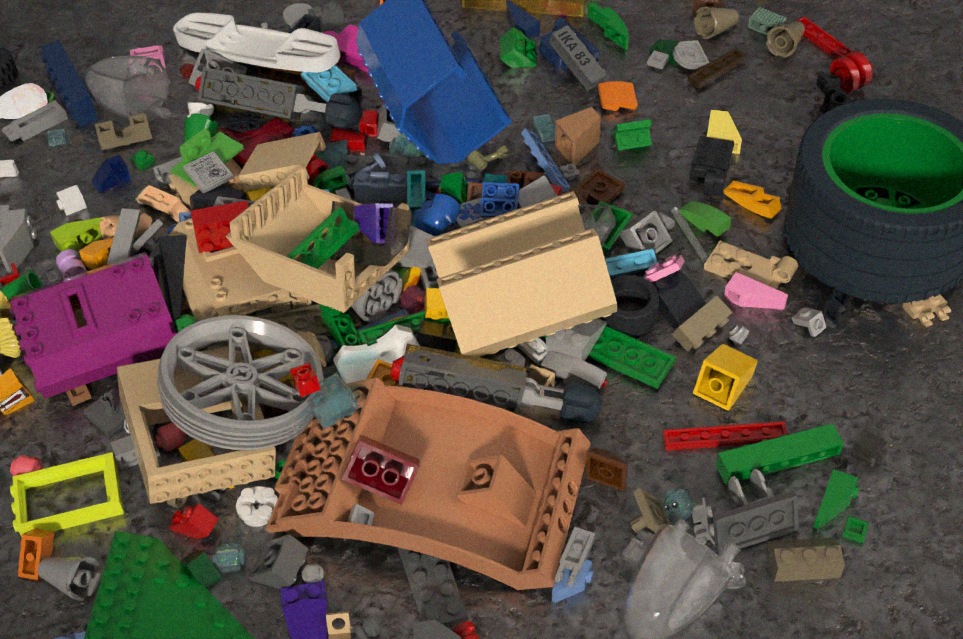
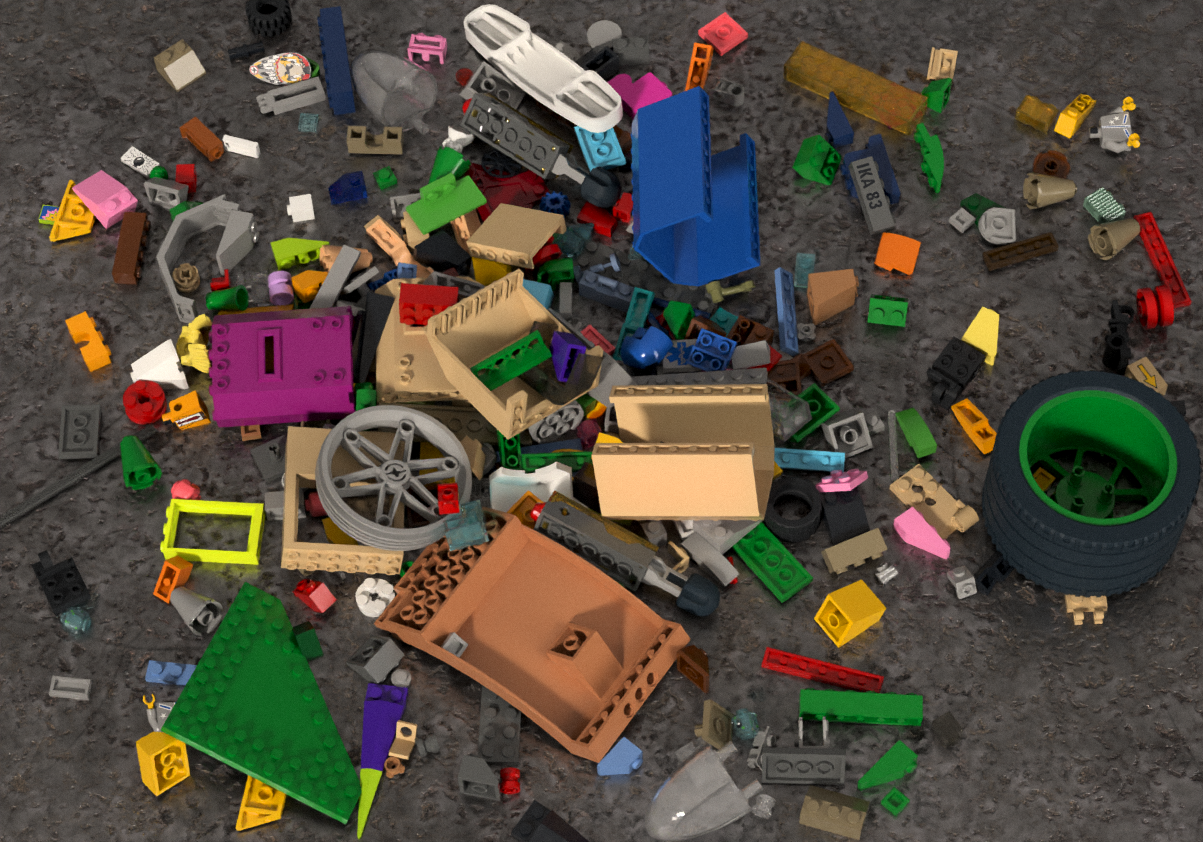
camera: 20 degrees right, 10 degrees up
(208, 172) = (441, 223): light grey tile -> none
(229, 557) = (334, 639): clear light blue head -> none
(381, 469) = (486, 607): dark red slope -> none
(575, 554) = (628, 741): light grey hinge -> none

